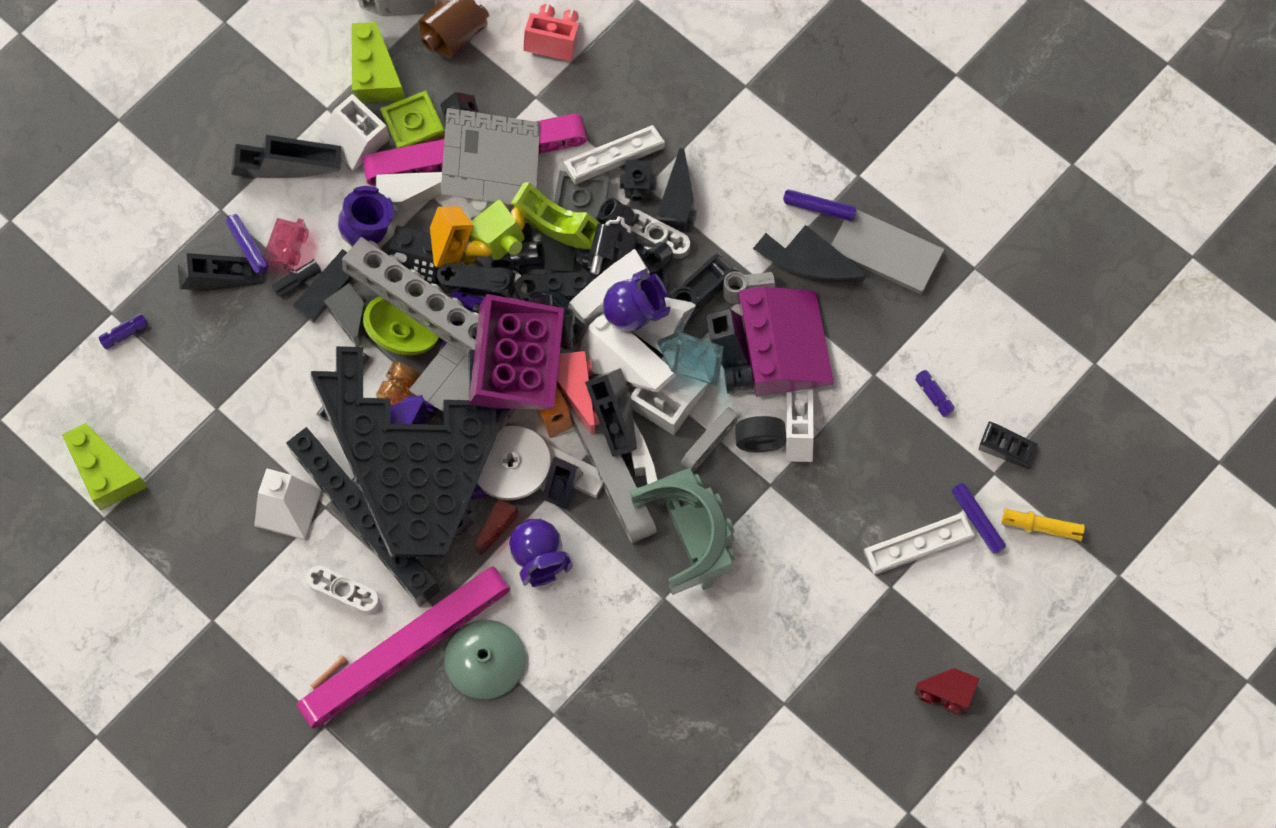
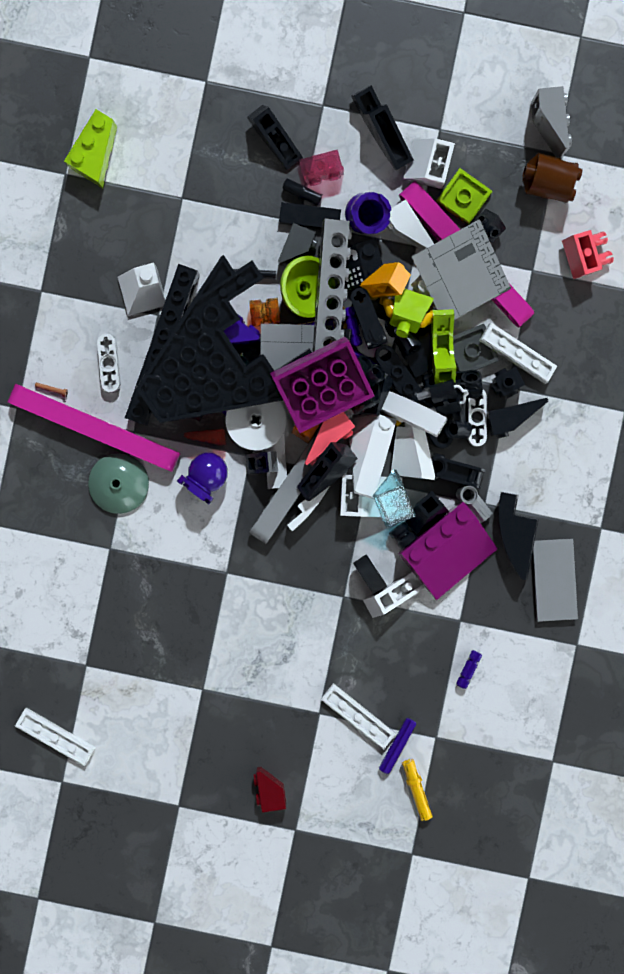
camera: 50 degrees right, 20 degrees up
(123, 331) = (196, 98): dark purple axle -> none
(247, 244) = (305, 141): dark purple axle -> none
(372, 69) = (487, 141): lime wedge -> none
(635, 302) = (407, 443): dark purple tile -> none
(699, 525) = (280, 574): sand green piece -> none
(710, 439) = (349, 541): light grey beam -> none
(820, 205) = (561, 517): dark purple axle -> none
(1004, 433) = (456, 721): black slope -> none

